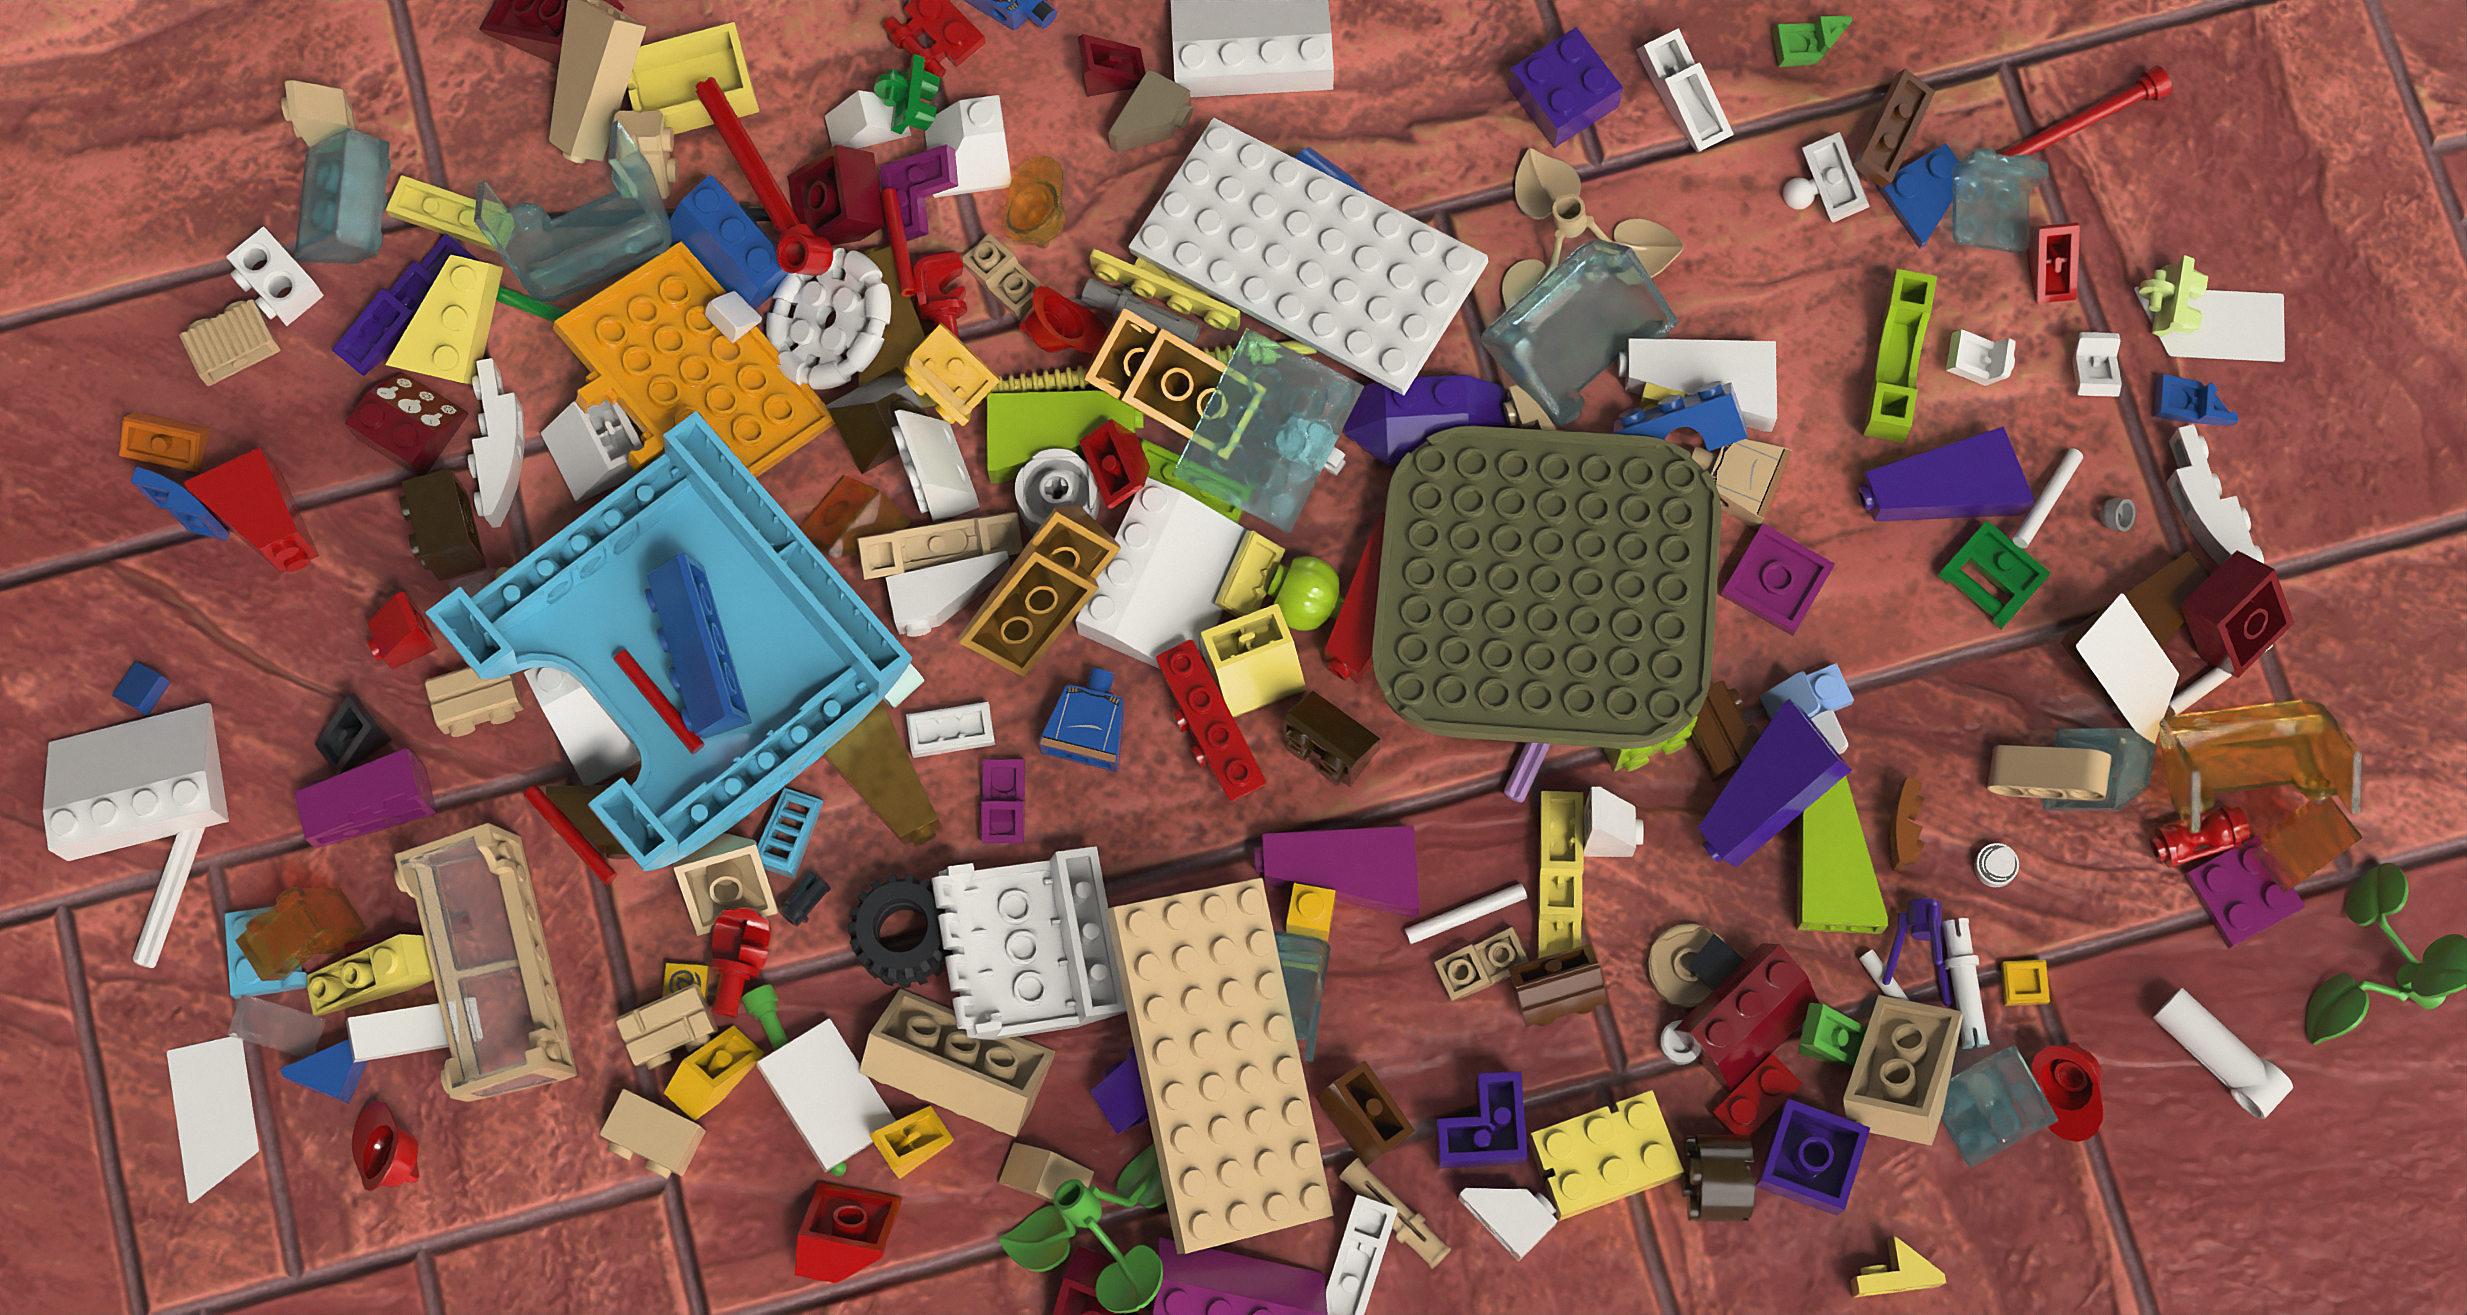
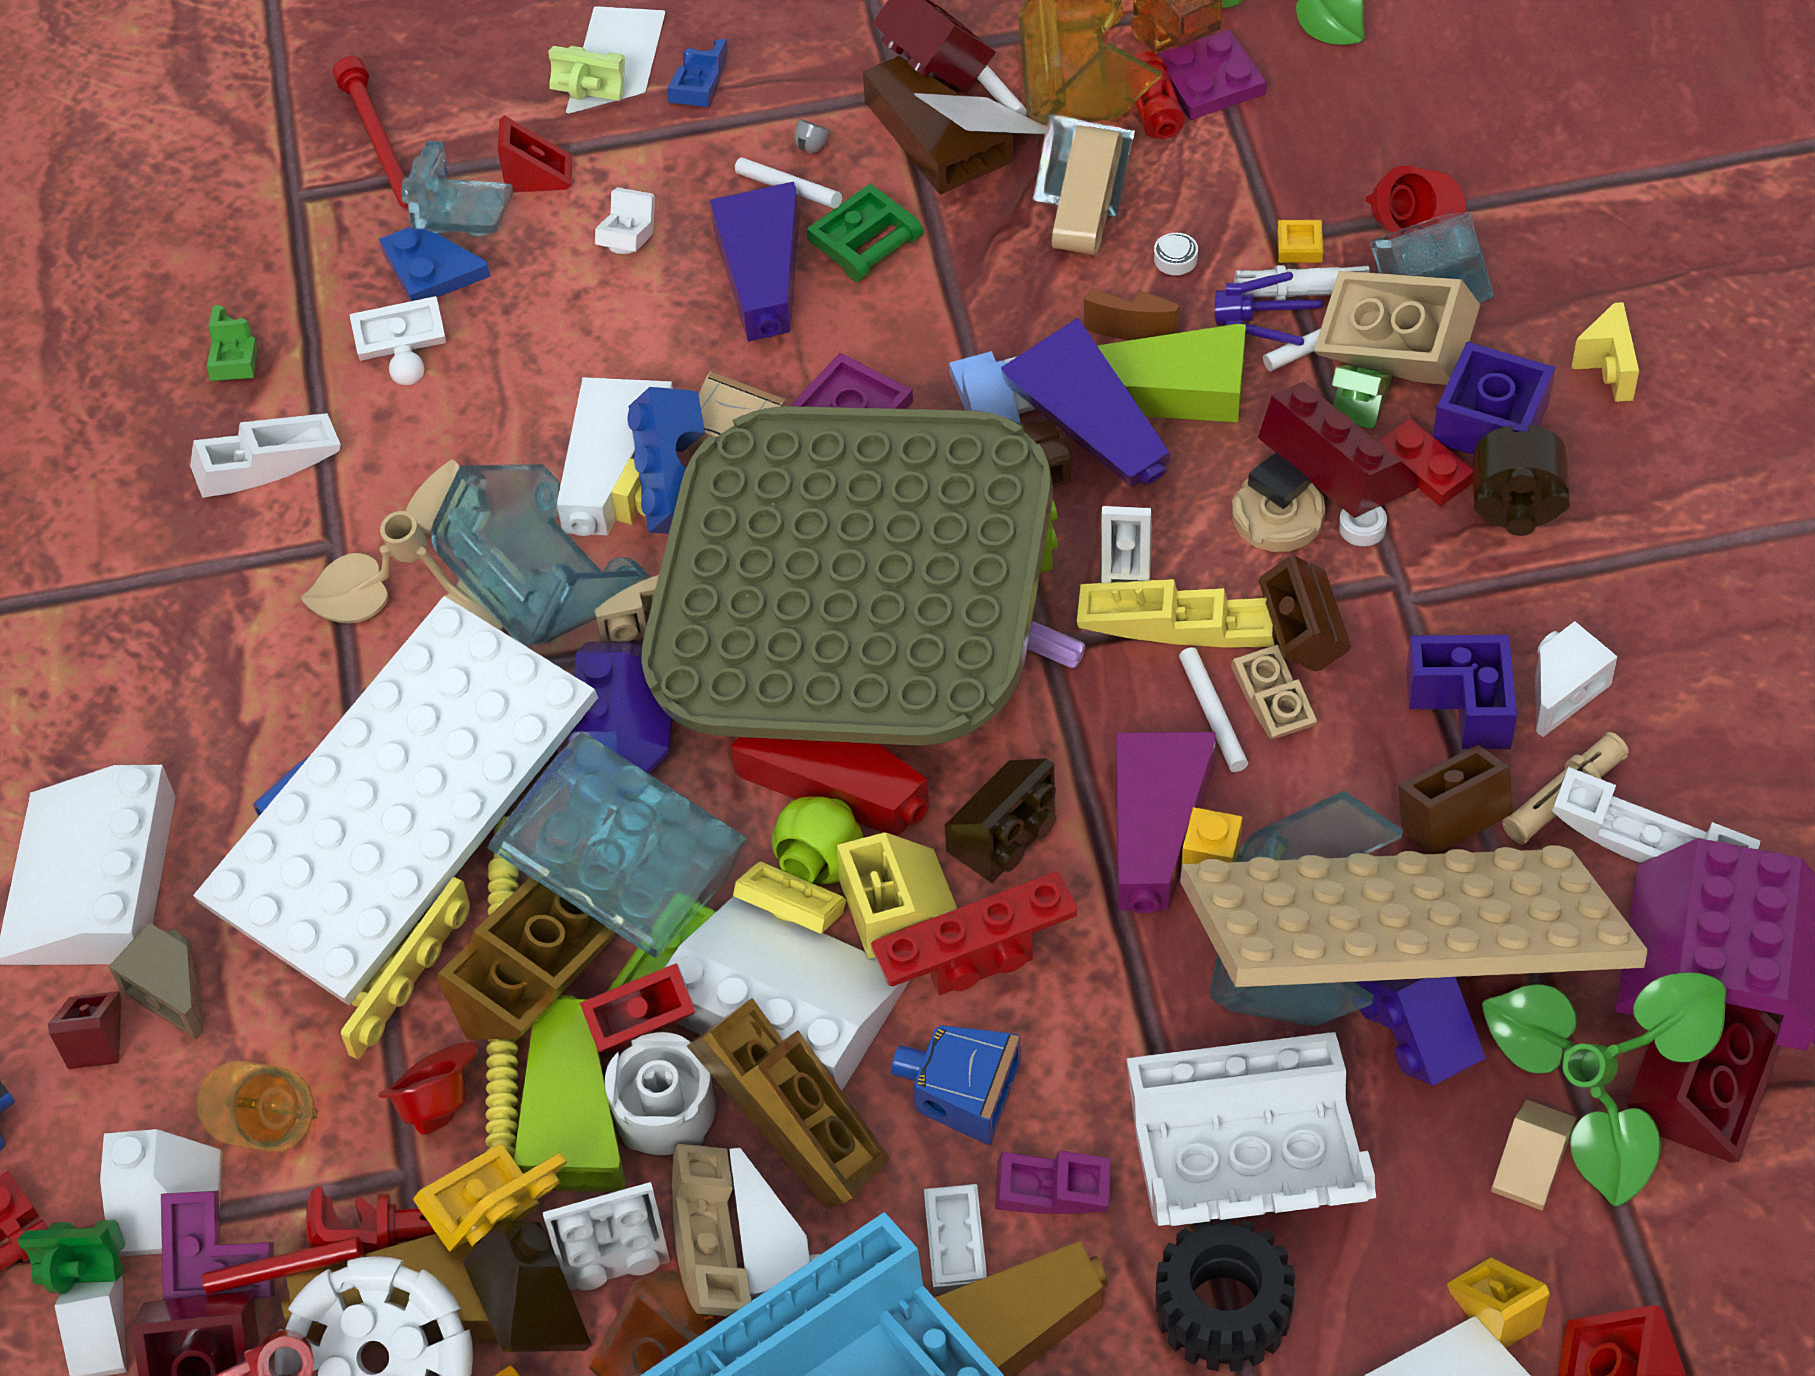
camera: 85 degrees left, 20 degrees down
(927, 1056) = (1397, 1248): tan slope -> none
(1002, 275) = (351, 1160): tan slope -> none
(1114, 300) = (416, 1019): light grey pin -> none
(1565, 87) = (235, 556): dark purple brick -> none
(1605, 1155) = (1495, 577): light yellow piece -> none
(1893, 128) = (354, 275): reddish brown plate -> none
(1898, 356) = (566, 275): lime arch -> none
(2097, 364) = (652, 138): white bracket -> none
(2215, 522) = (804, 72): white slope -> none
(2253, 1081) = (1404, 74): white piece -> none

